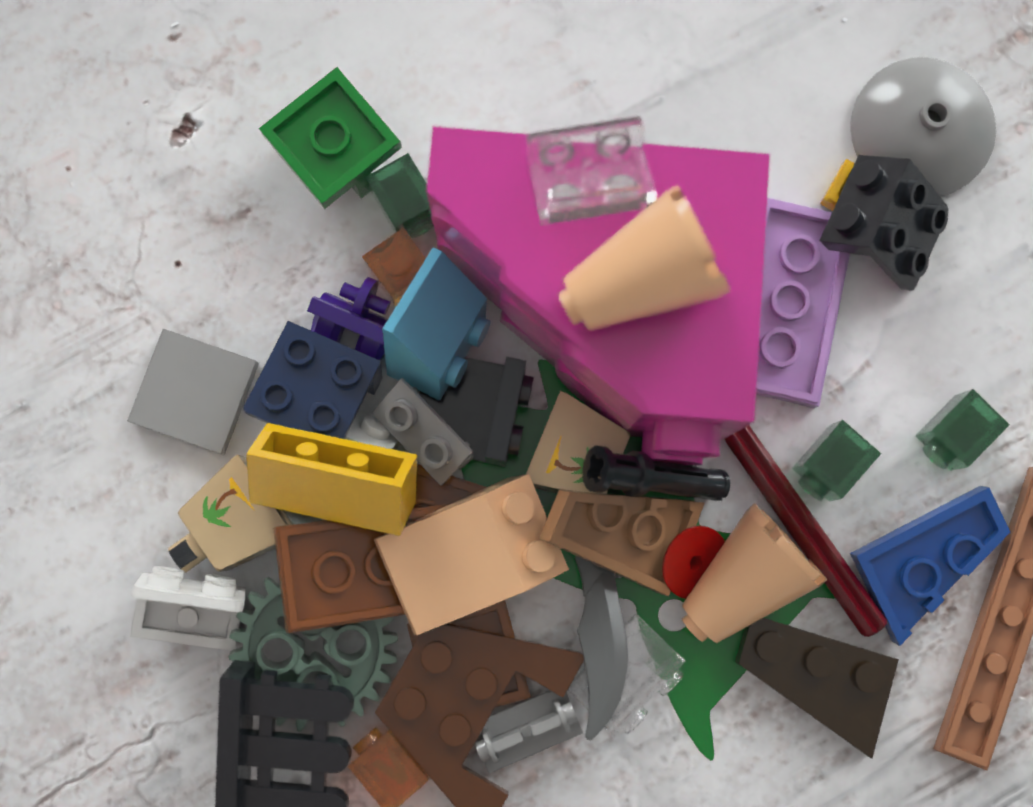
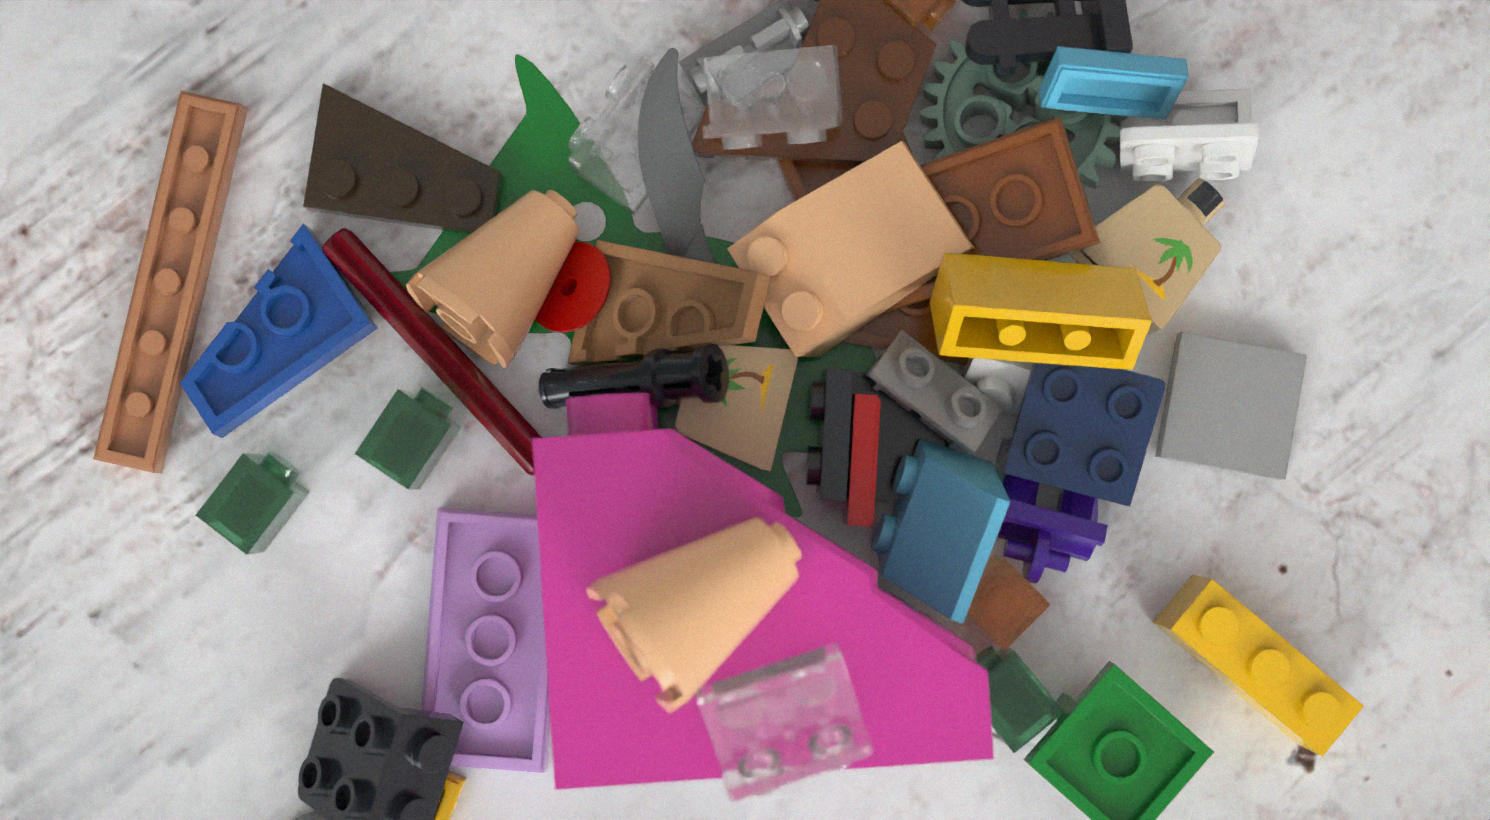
camera: 175 degrees right, 5 degrees up
(212, 192) = (1258, 664): none -> yellow brick
(240, 654) = (1112, 83): none -> medium azure tile
(488, 388) = (862, 460): none -> red tile
(514, 686) = (773, 93): none -> clear bracket

